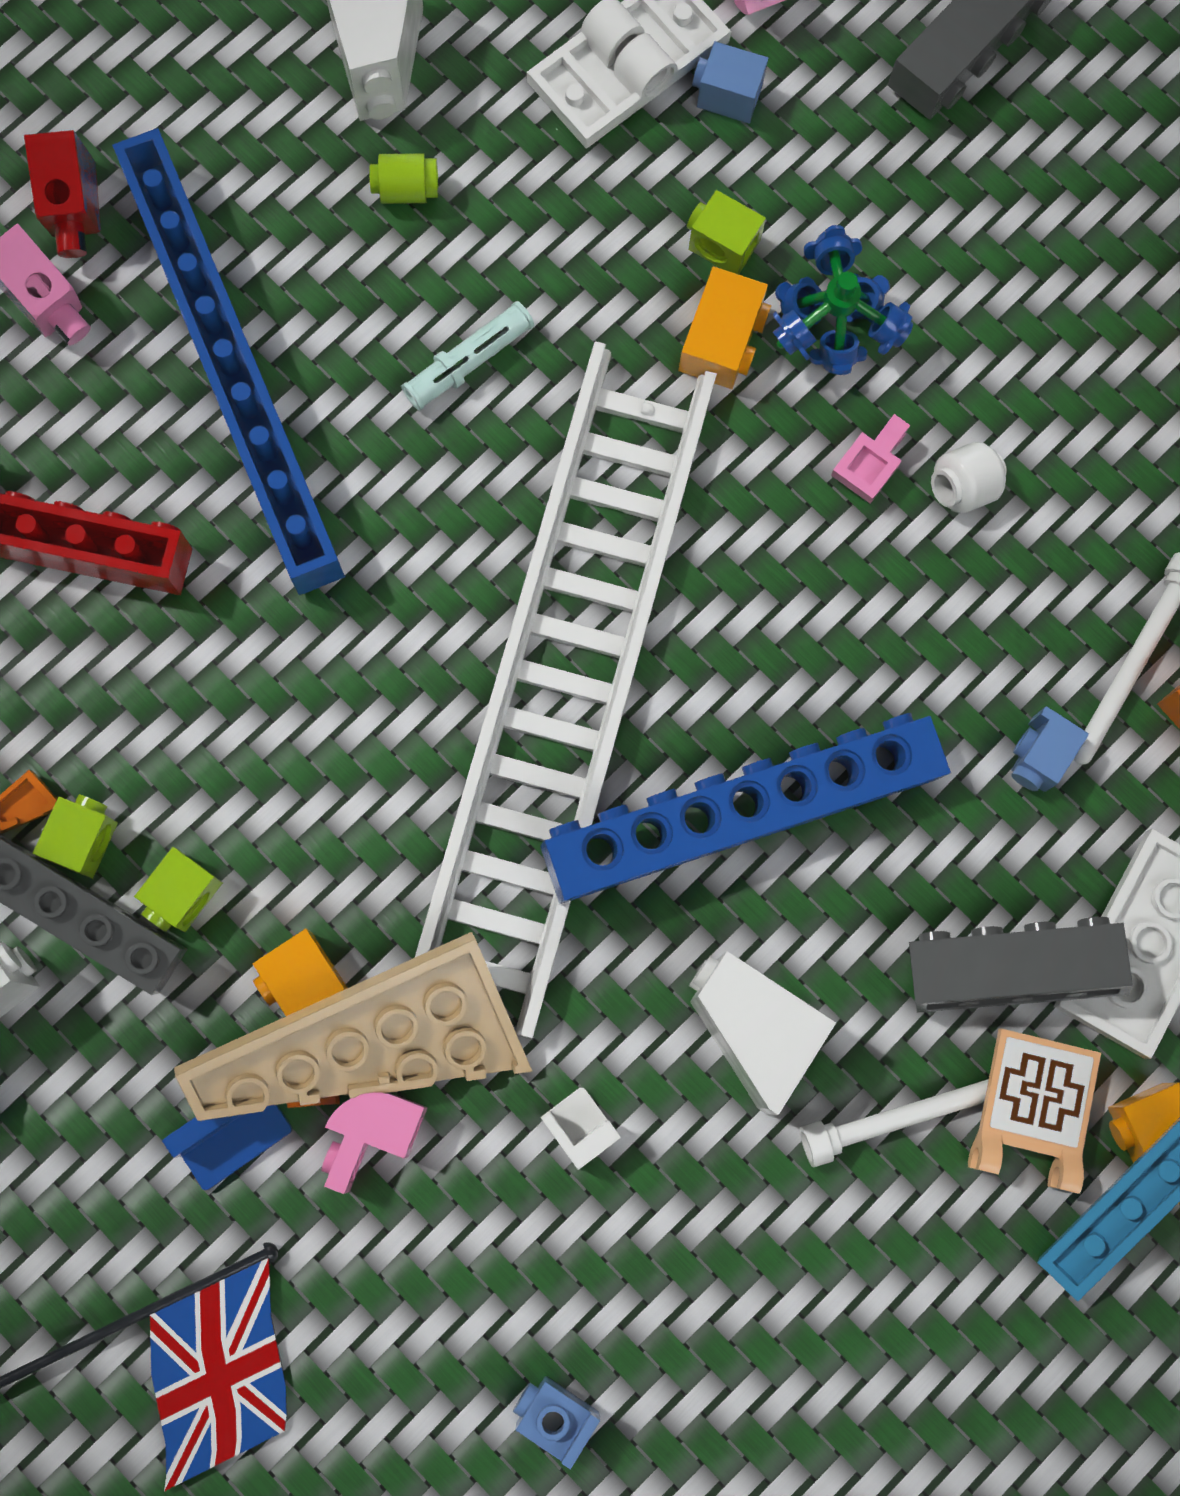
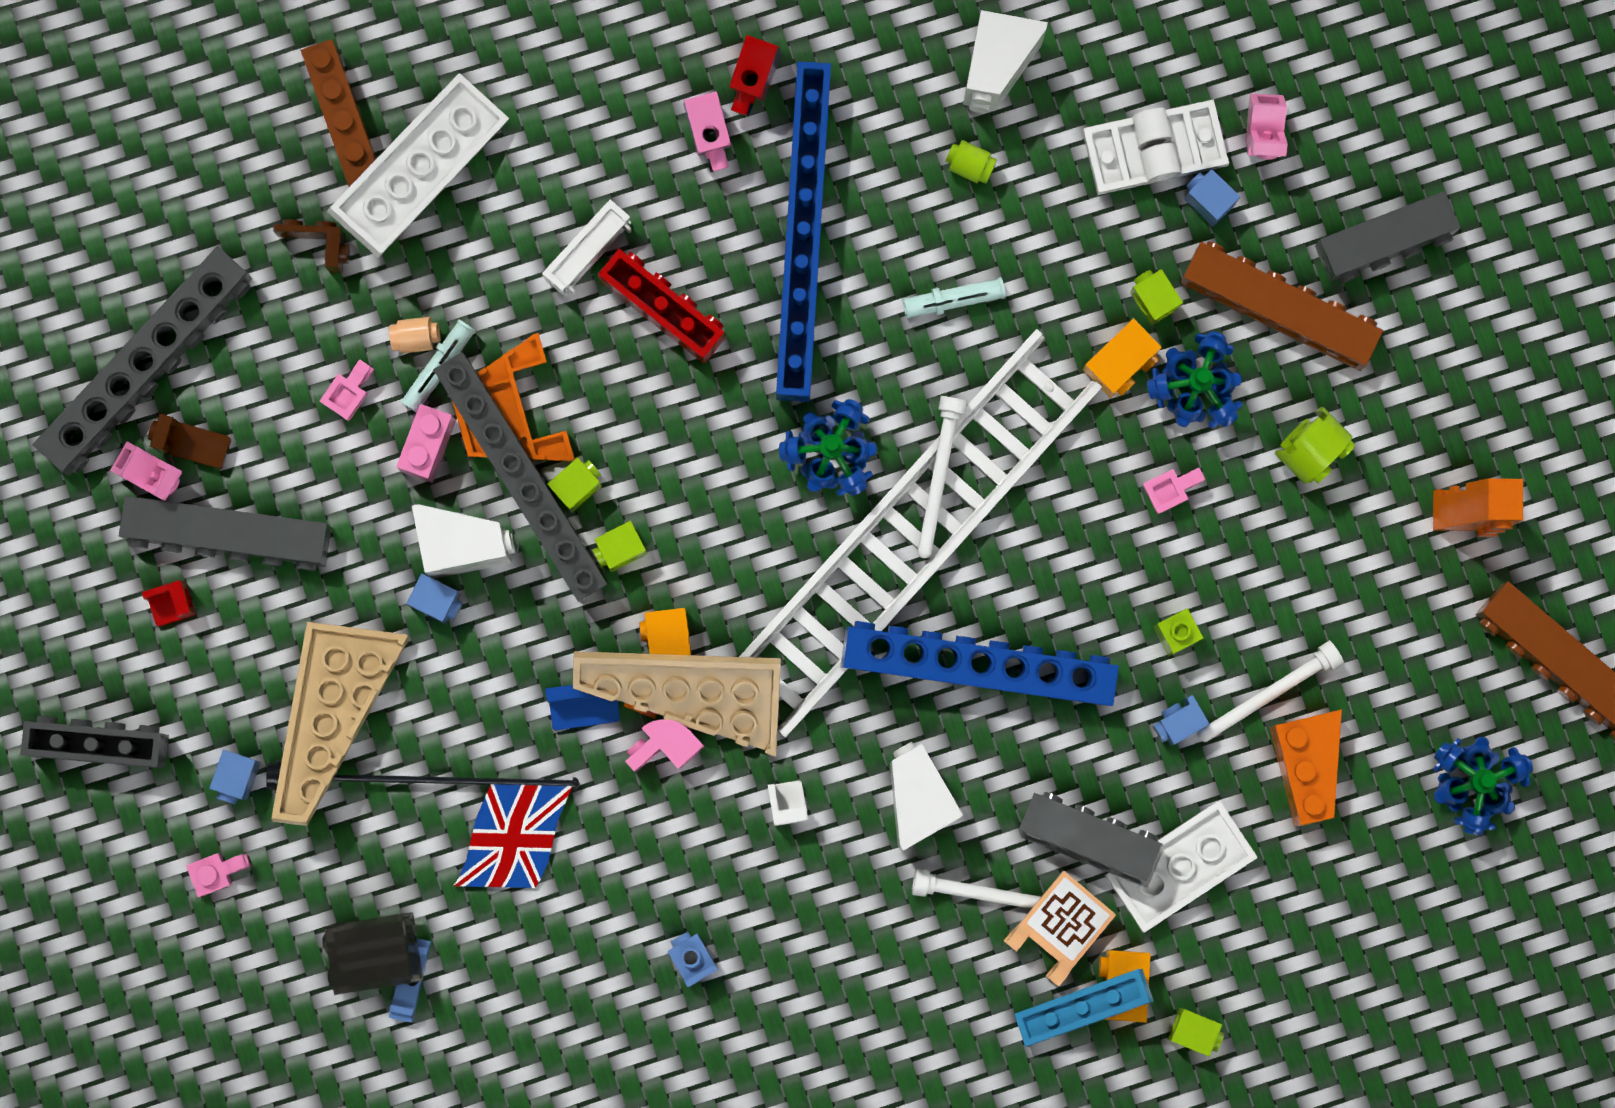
camera: 30 degrees right, 5 degrees up
(378, 609) = (819, 432): none -> blue plant
(537, 492) = (951, 411): none -> white piece
(888, 171) = (1281, 305): none -> dark orange brick
(969, 477) = (1225, 530): white head -> none
(980, 636) = (1178, 632): none -> lime brick
(1028, 316) = (1315, 446): none -> lime brick

